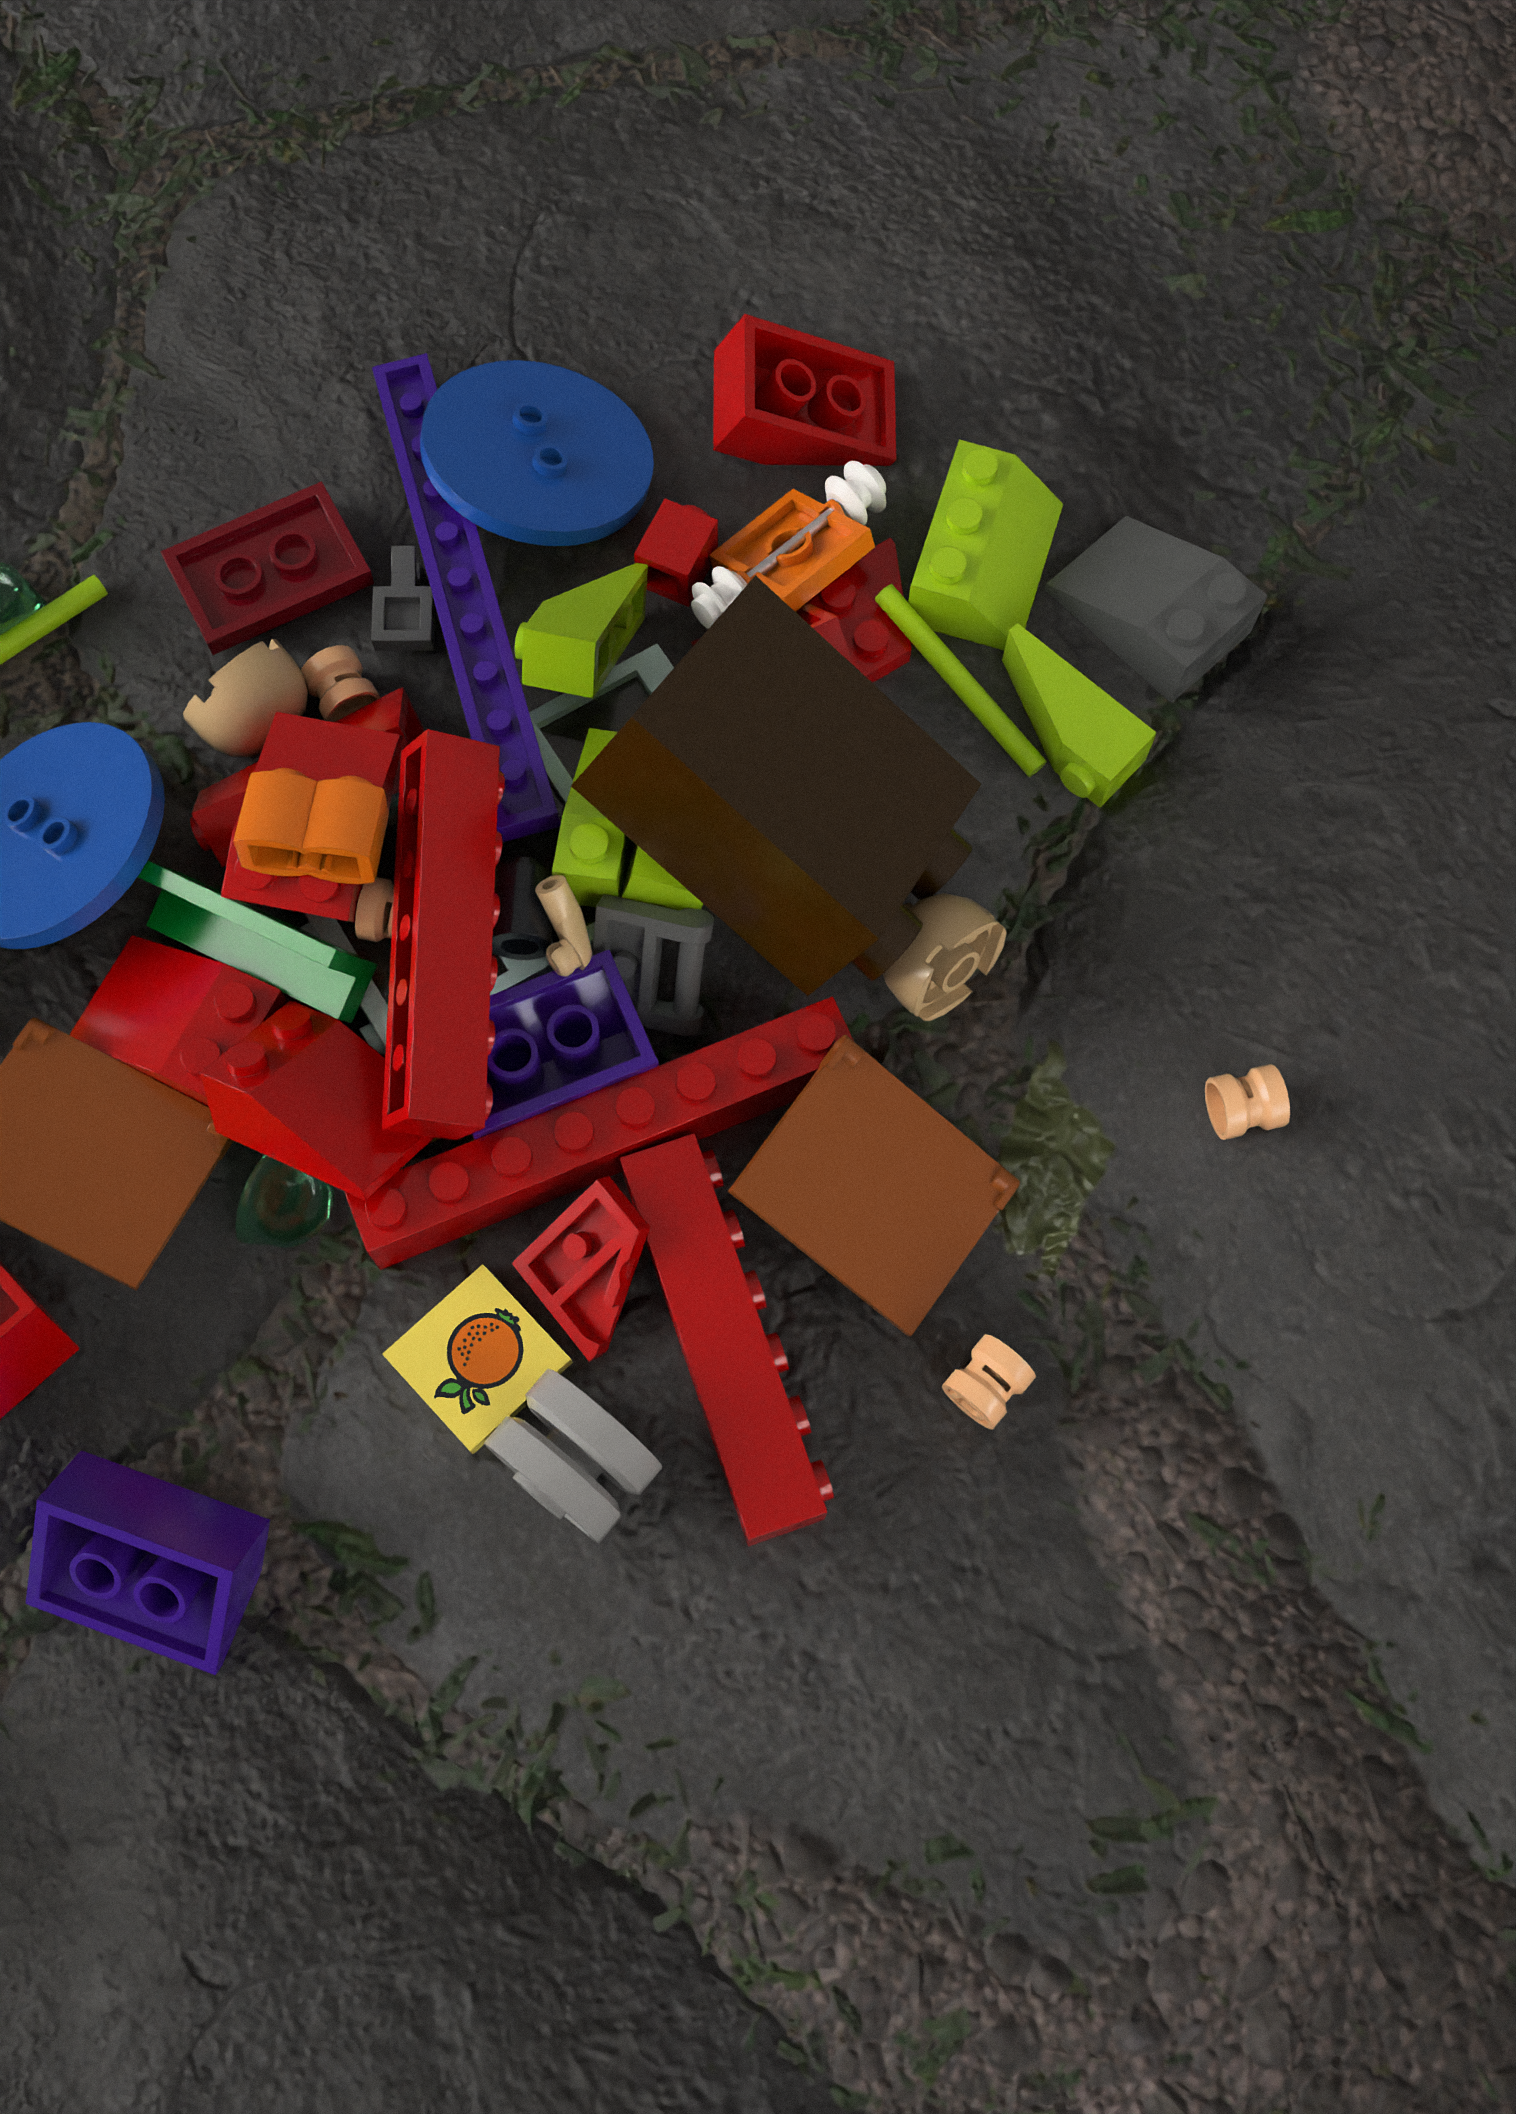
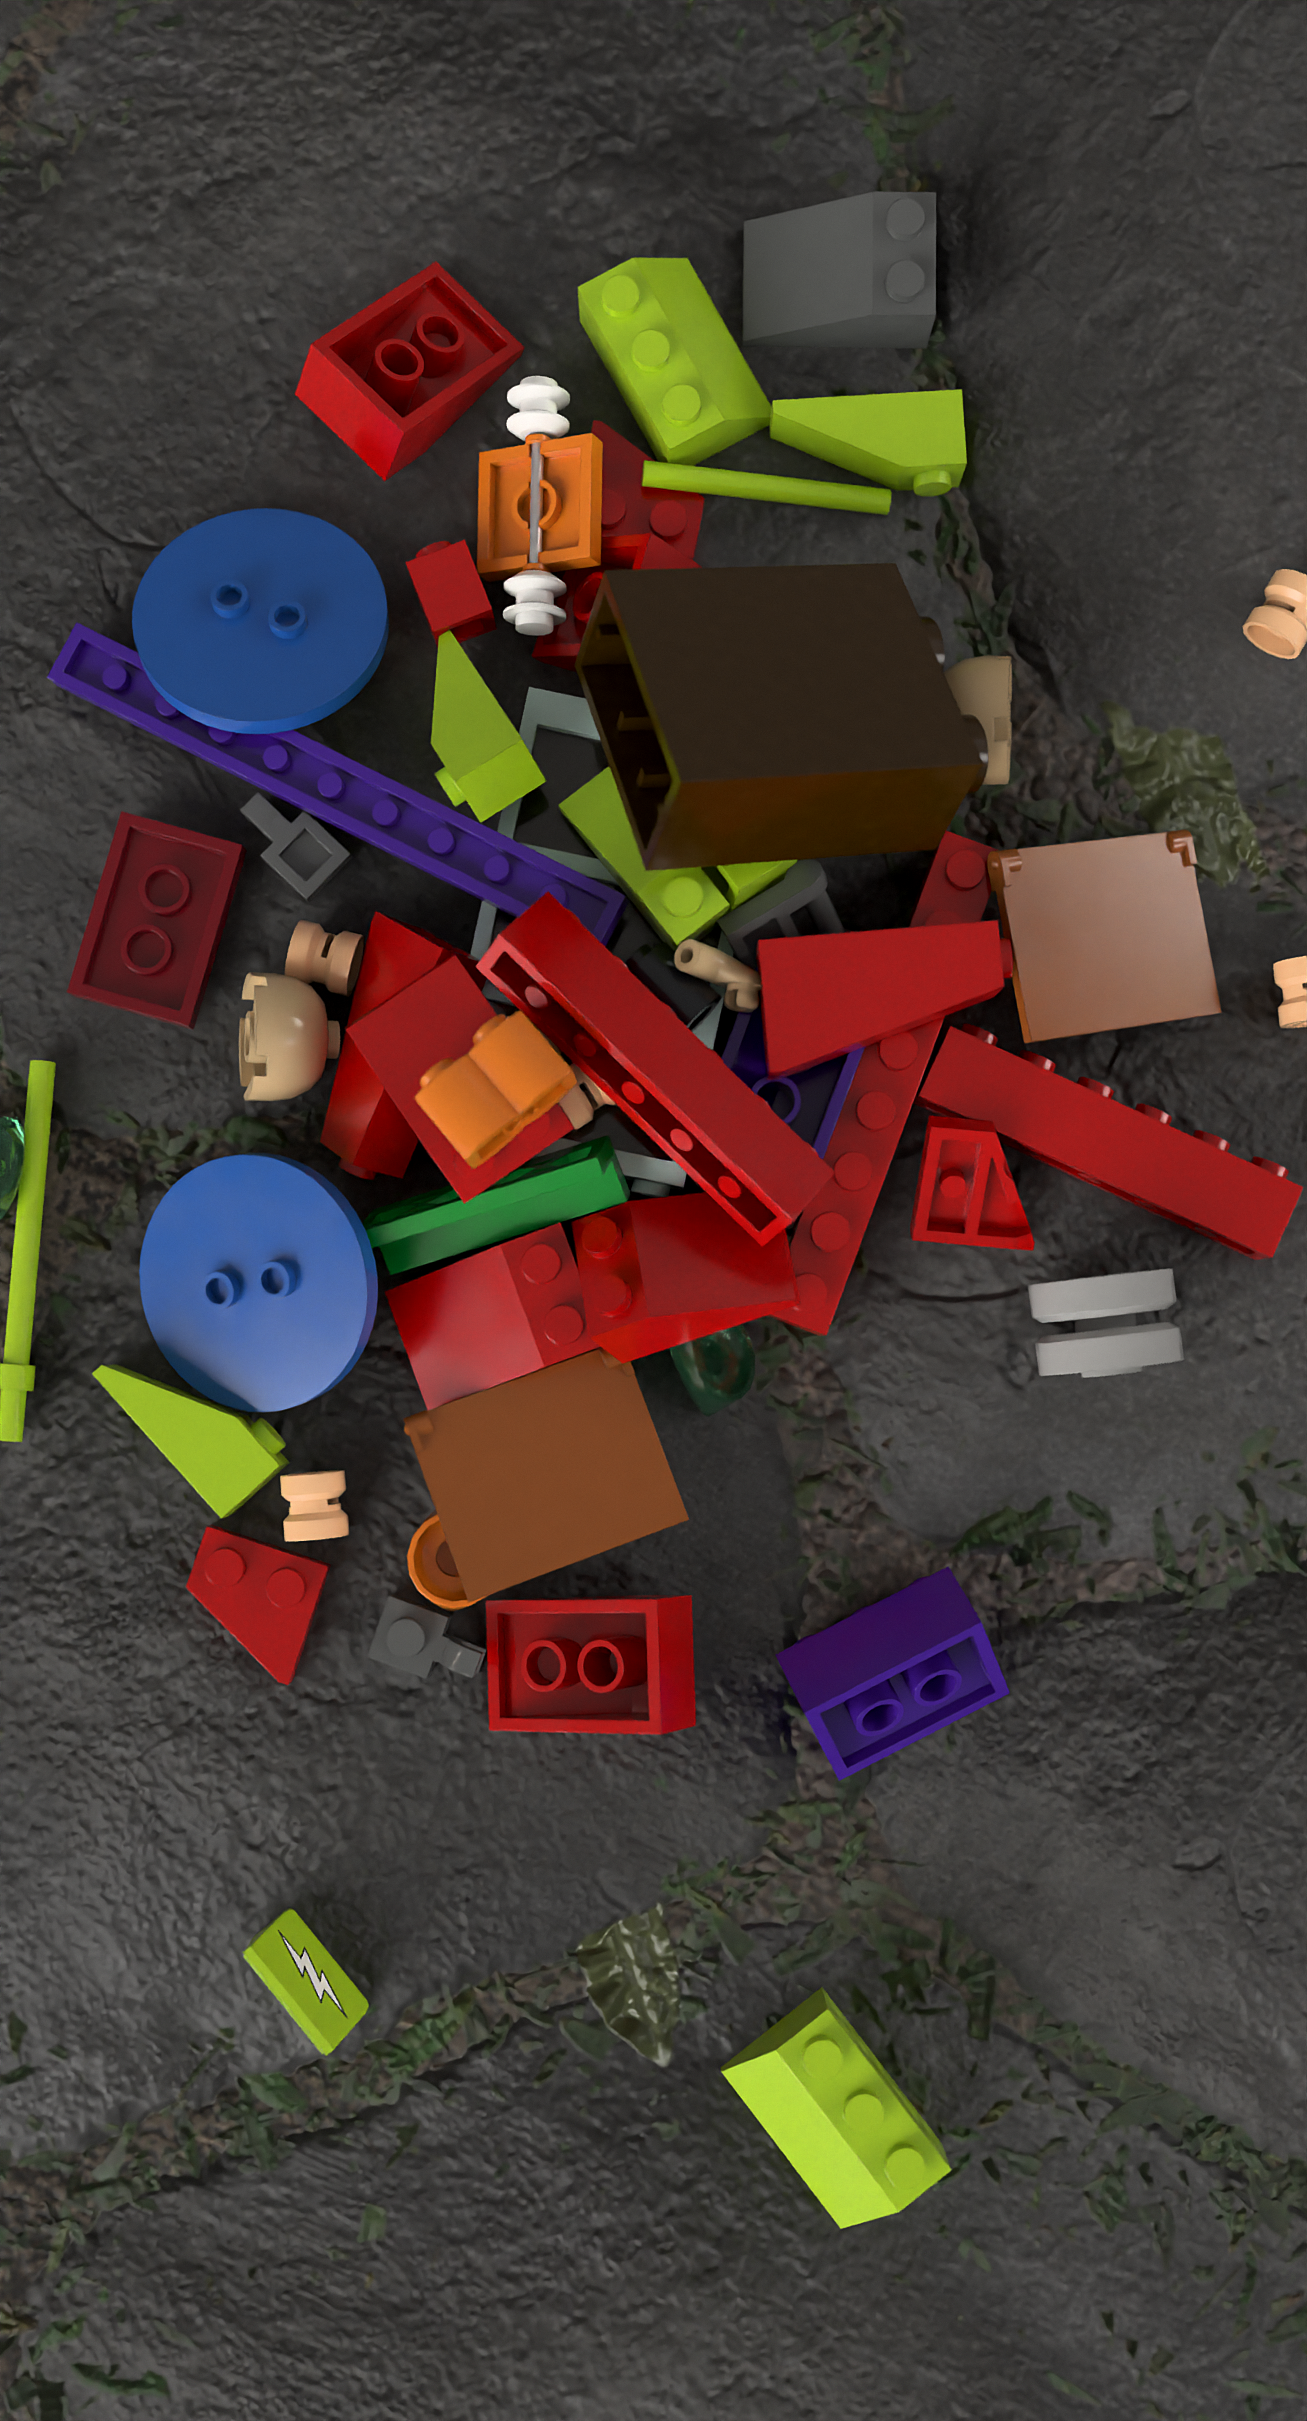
camera: 45 degrees left, 15 degrees up
(476, 1357) = (955, 1325): light yellow tile -> none
(652, 1032) = (865, 986): none -> red slope

